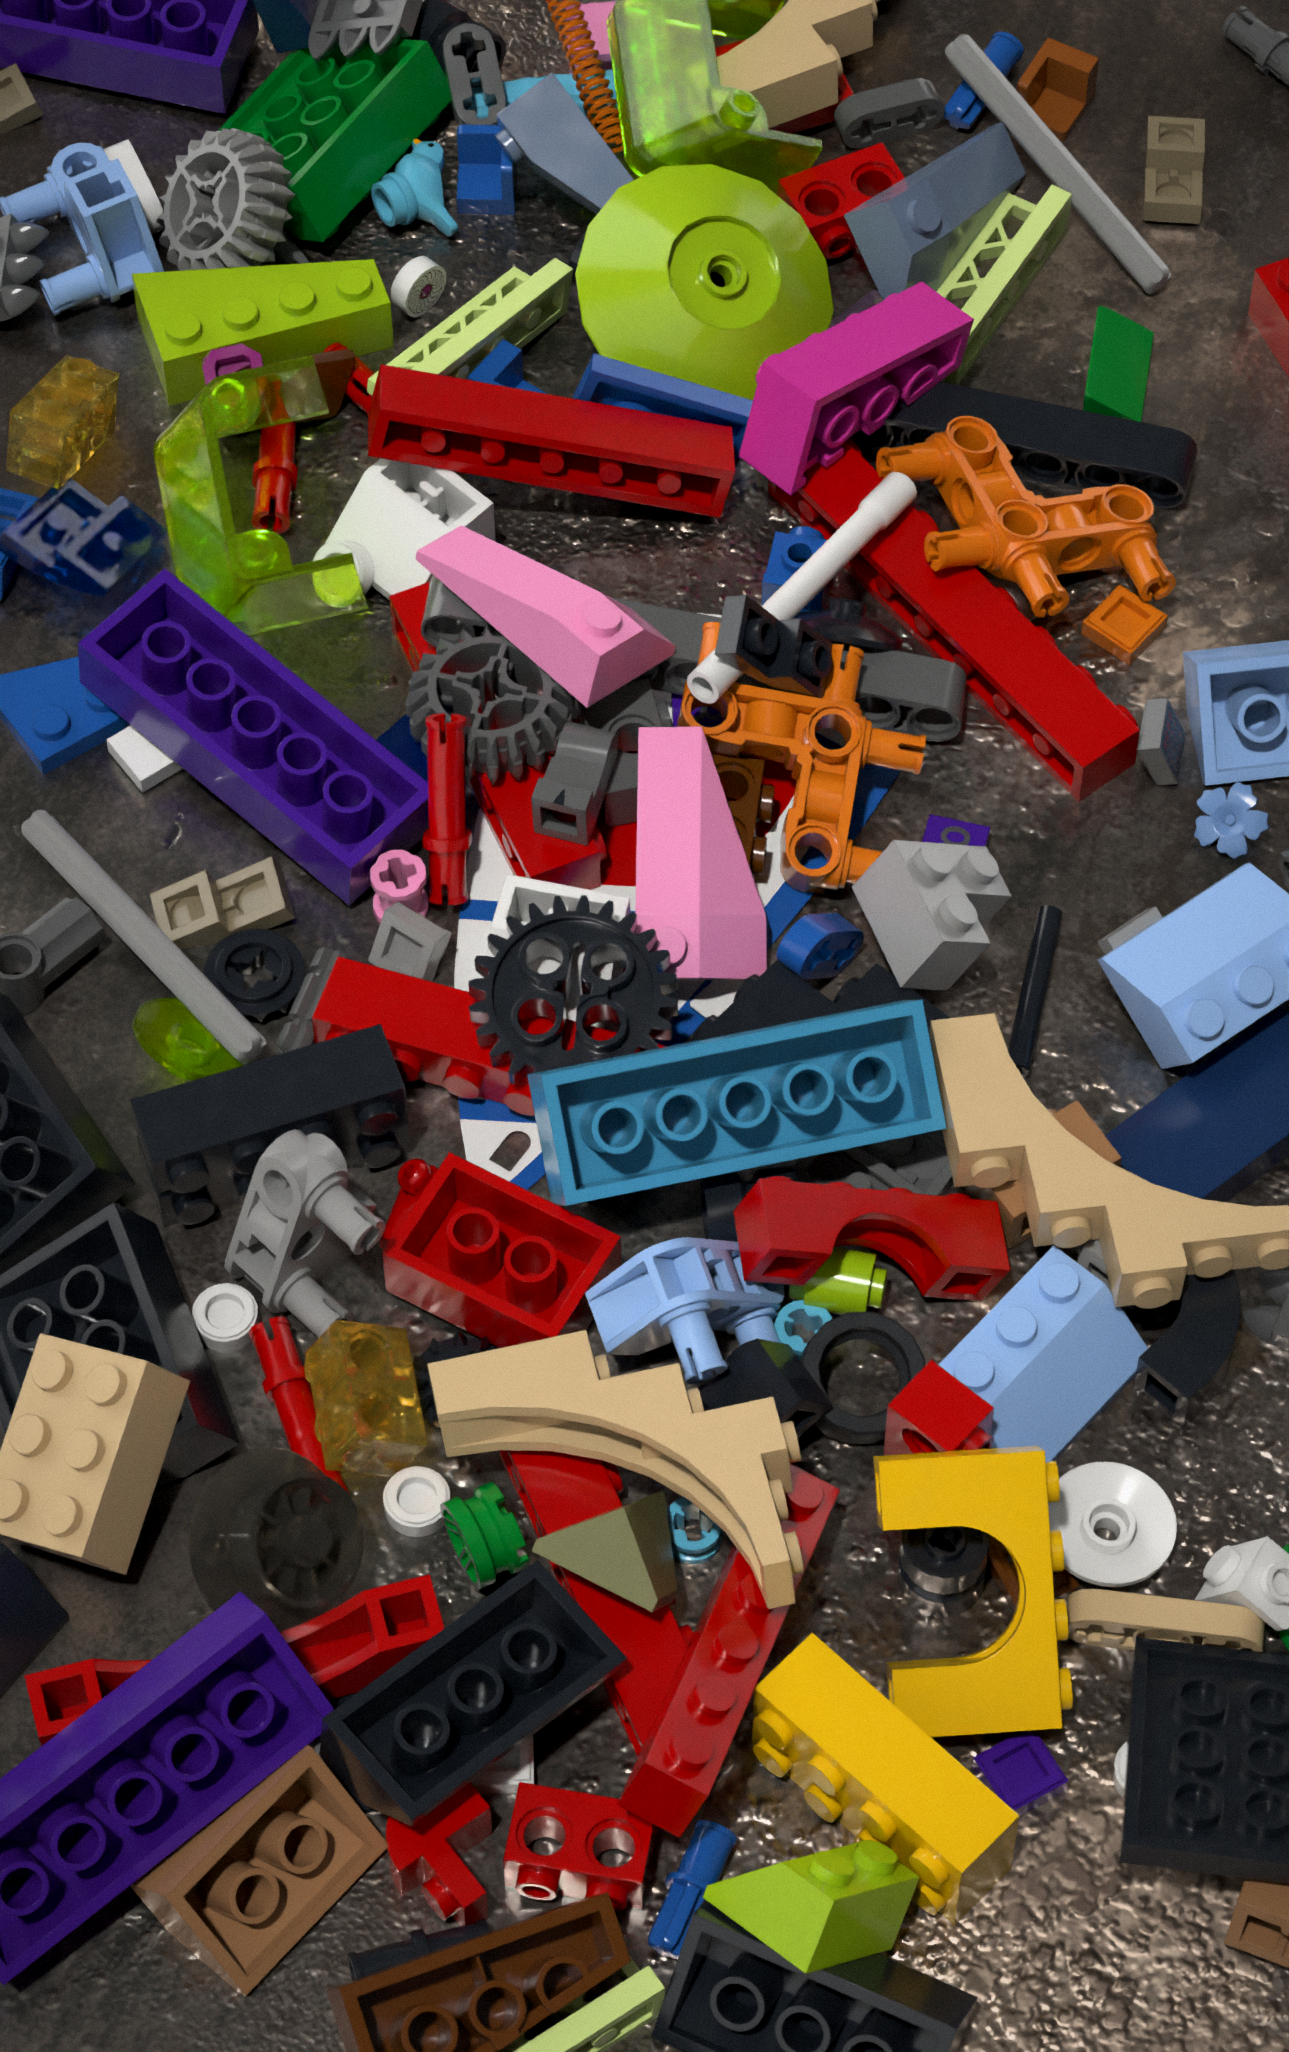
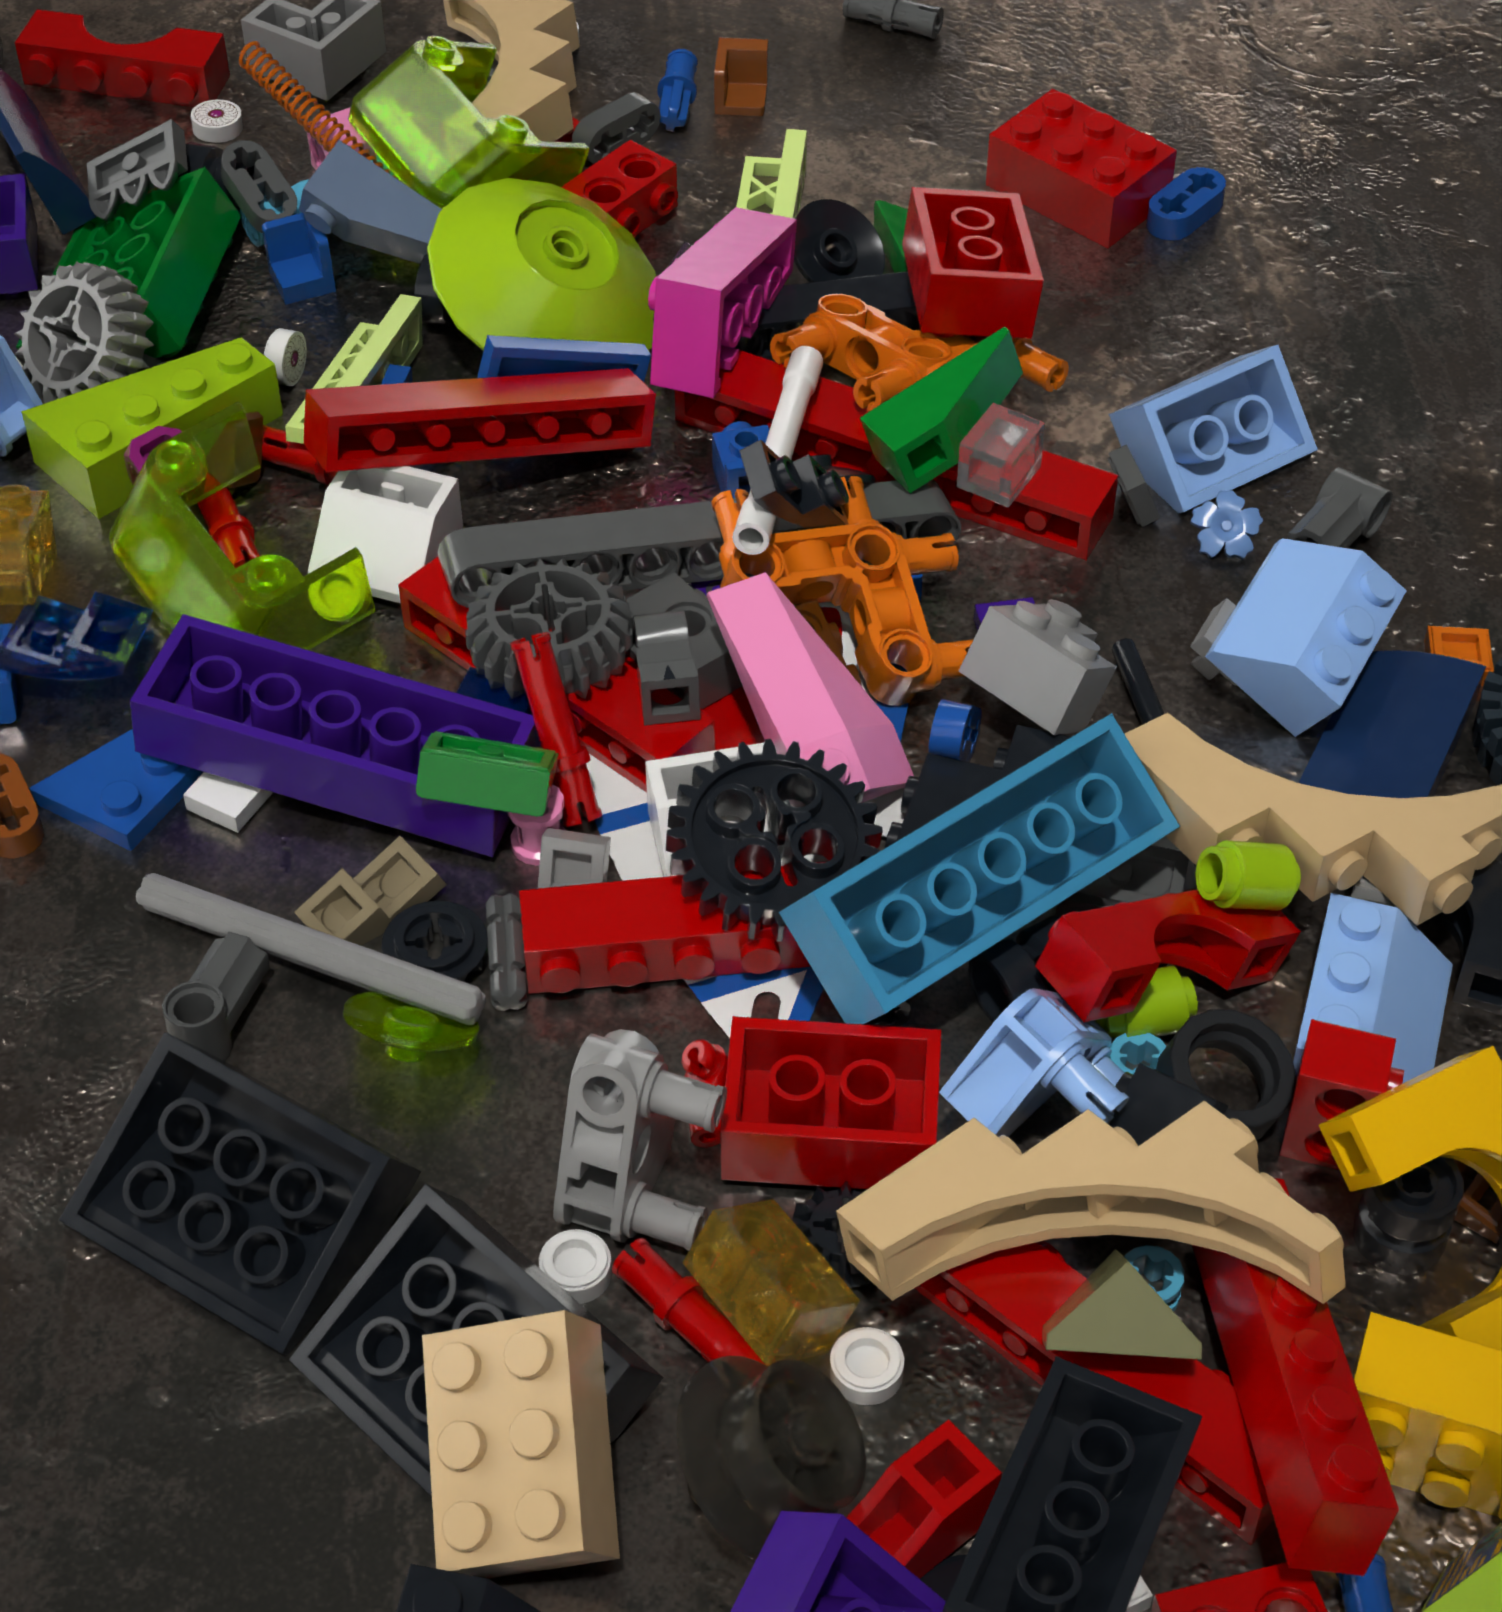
camera: 25 degrees left, 10 degrees down
(211, 1131) = (505, 1077): black piece -> none
(358, 832) = (486, 773): none -> green slope
(415, 190) = (243, 292): medium azure animal -> none
(484, 1535) = (963, 1366): green wheel -> none
(557, 622) = (591, 531): bright pink wedge -> none
(936, 213) = (699, 176): sand blue wedge -> none
(976, 1201) = (1248, 875): none -> lime brick
(982, 606) = (922, 426): none -> green slope
(1023, 669) = (1000, 454): none -> clear brick
(1048, 333) = (836, 242): none -> black dish
(1058, 164) = (776, 119): light grey axle -> none
(1115, 437) = (971, 263): none -> red brick
(1124, 624) = (1047, 408): orange tile -> none
(1174, 169) = (865, 107): dark tan slope -> none

